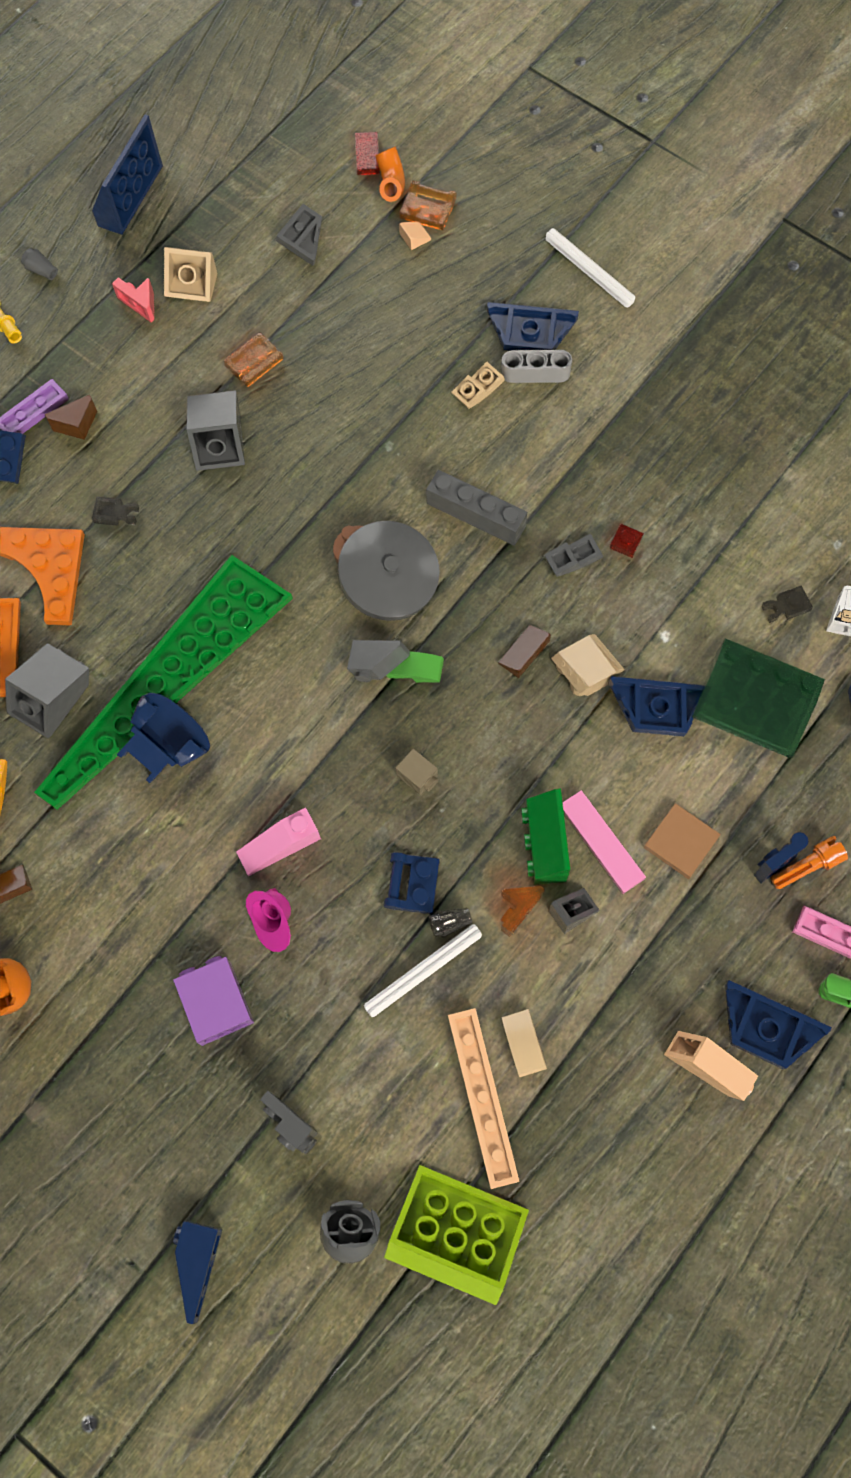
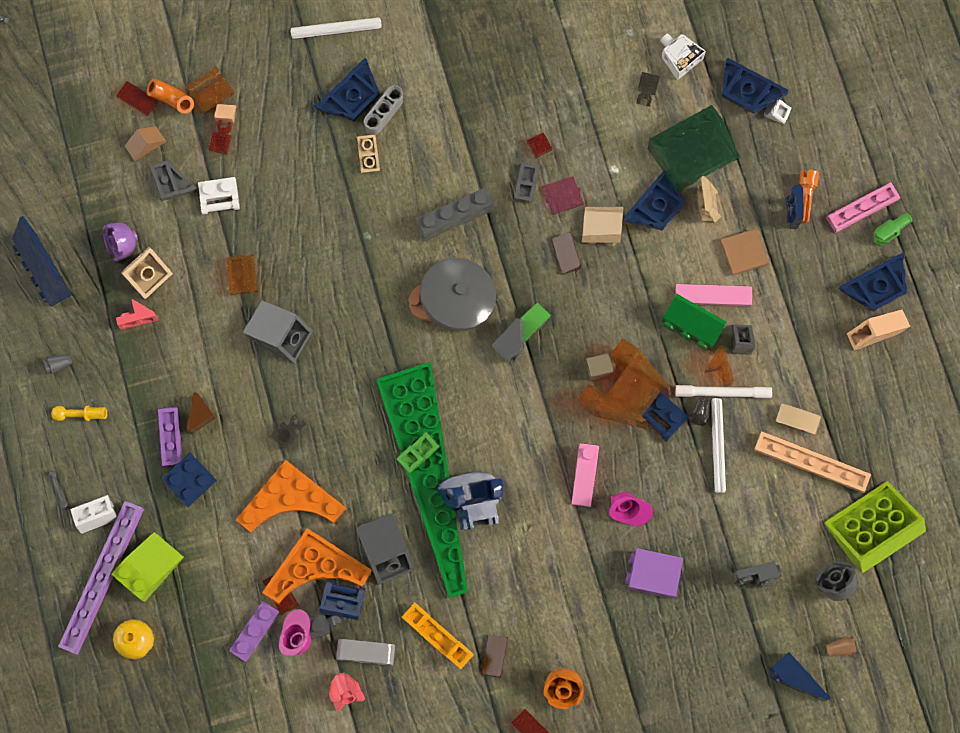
camera: 60 degrees left, 5 degrees up
(176, 649) = (418, 452): none -> bright green slope
(205, 230) = (119, 240): none -> medium lavender cylinder
(273, 1296) = (843, 646): none -> medium nougat cone
(327, 187) = (144, 142): none -> medium nougat slope
(327, 281) = (218, 190): none -> white plate
(382, 248) = (221, 140): none -> clear red plate
(411, 825) = (631, 392): none -> clear orange wedge
(519, 968) = (755, 392): none -> white piece
(589, 603) = (563, 195): none -> clear pink piece
(707, 756) = (707, 201): none -> tan slope

